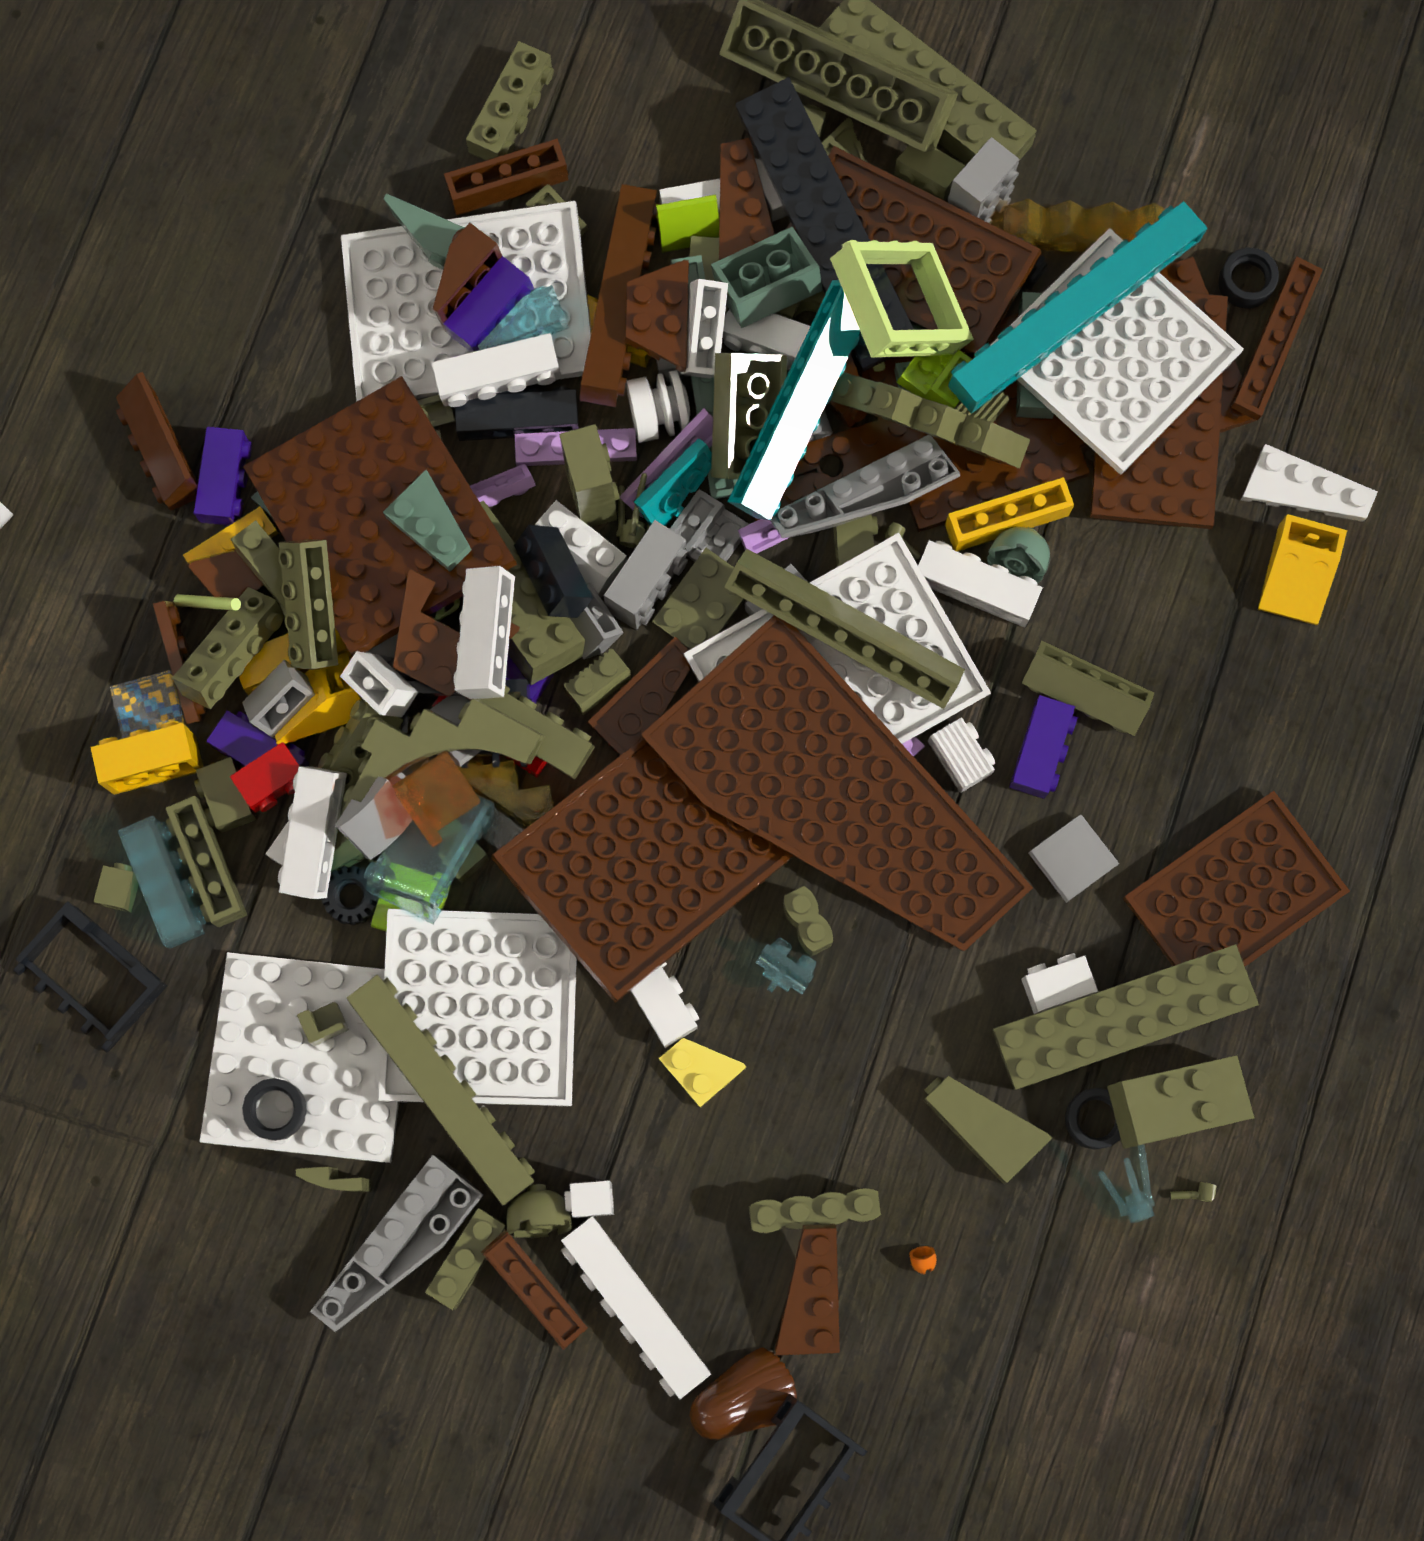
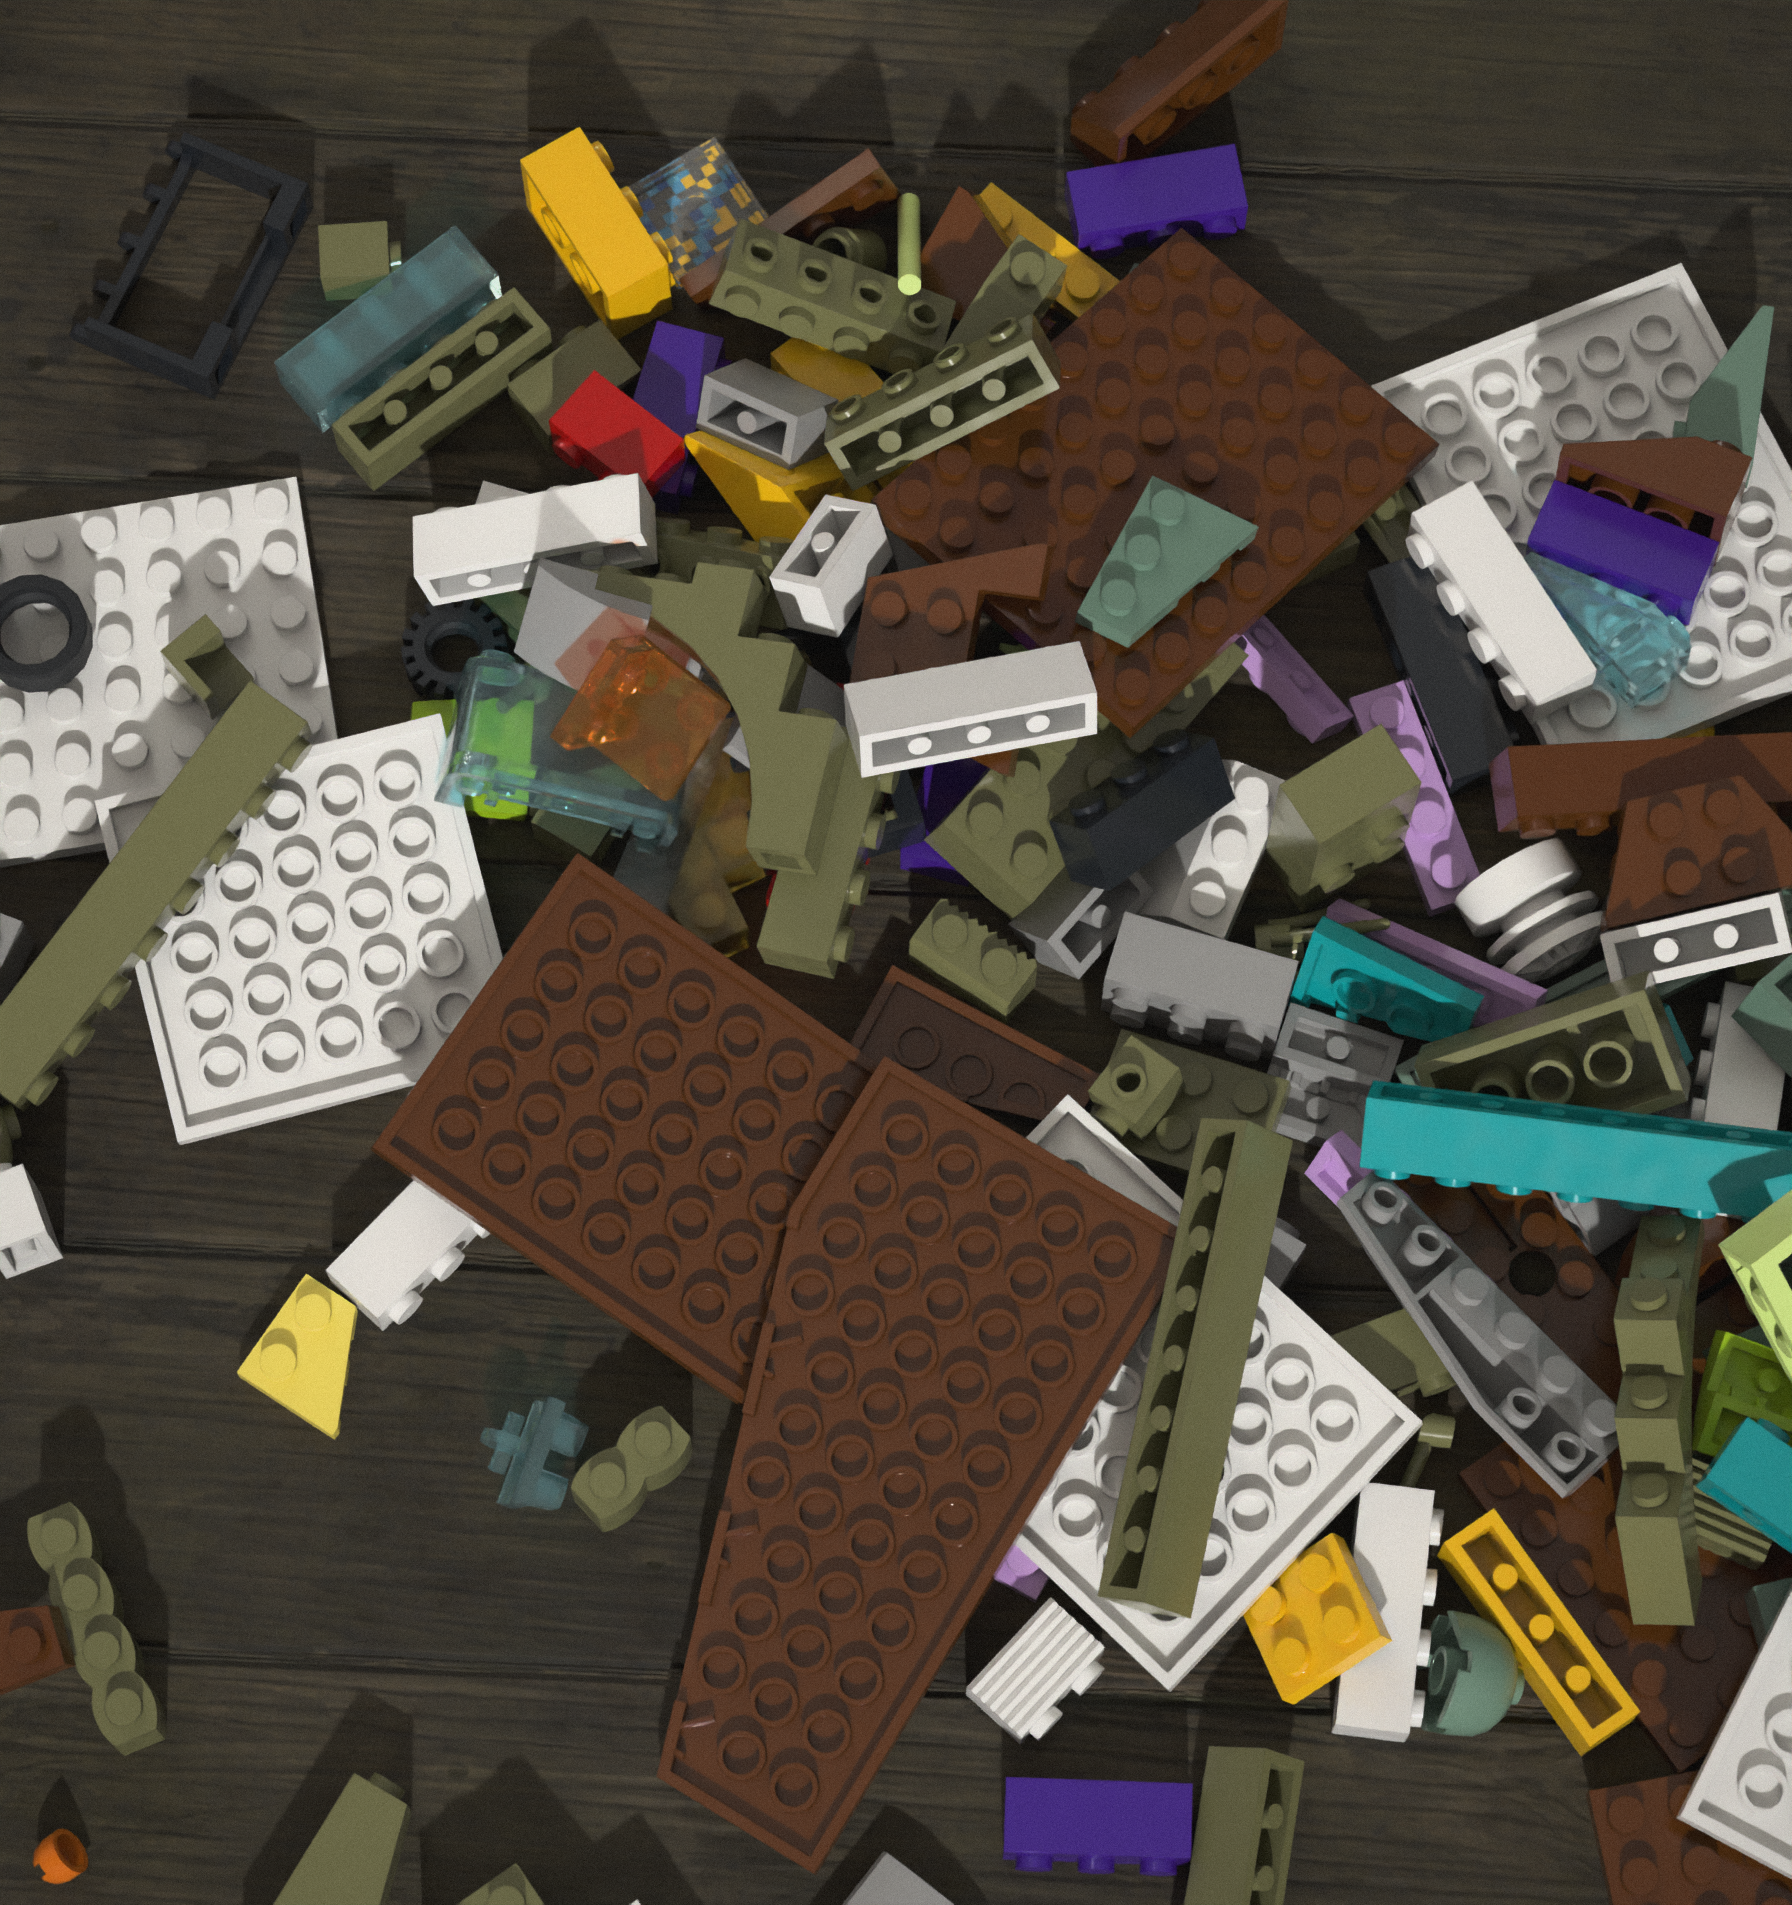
camera: 75 degrees right, 5 degrees down
(194, 628) = (855, 245): none -> olive brick
(691, 620) = (1135, 1090): none -> olive brick
(977, 613) = (1316, 1620): none -> yellow plate

